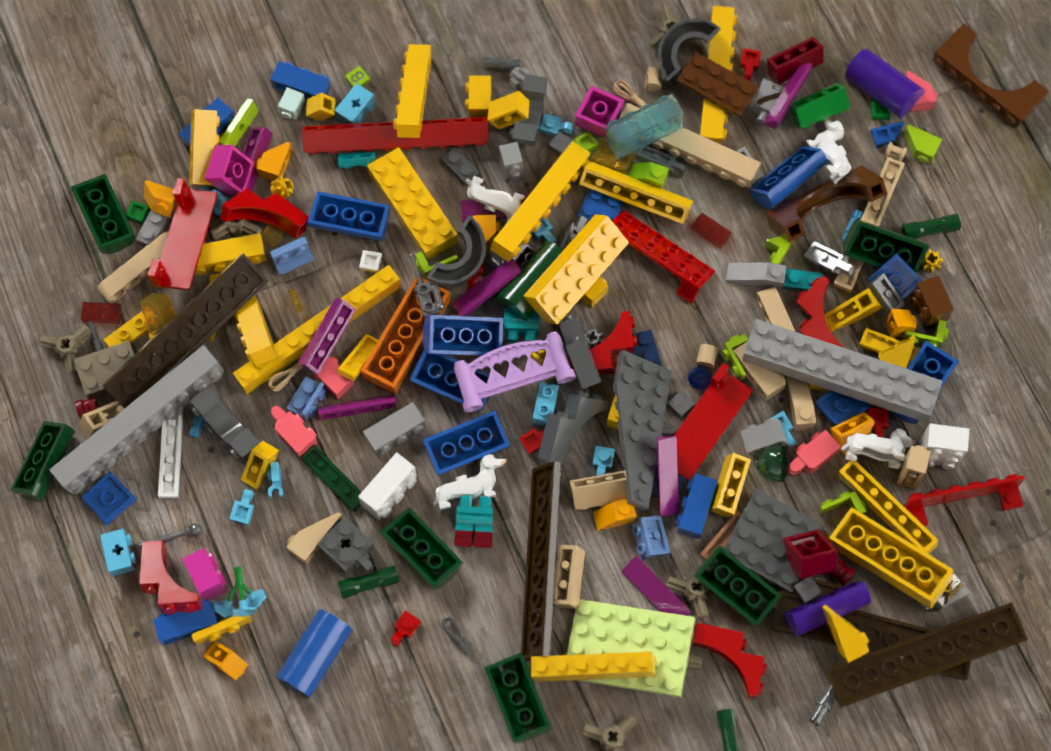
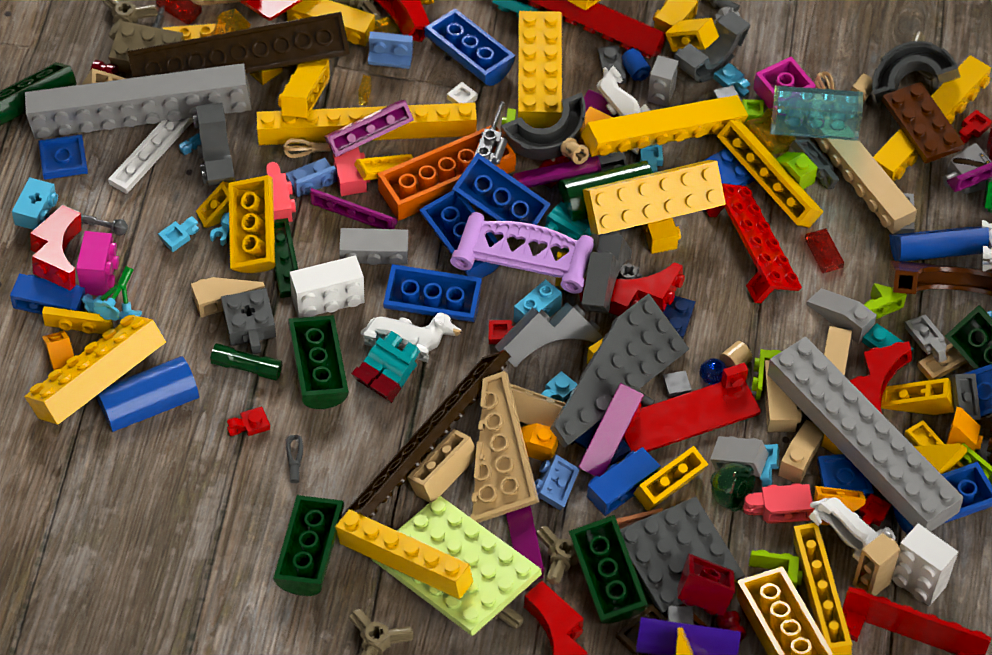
camera: 30 degrees right, 15 degrees down
(268, 662) = (94, 368): none -> yellow brick
(298, 471) = (252, 225): none -> yellow brick
(479, 157) = (636, 64): none -> blue brick
(492, 264) = (574, 151): none -> tan bush
(609, 549) = (501, 462): none -> tan wing

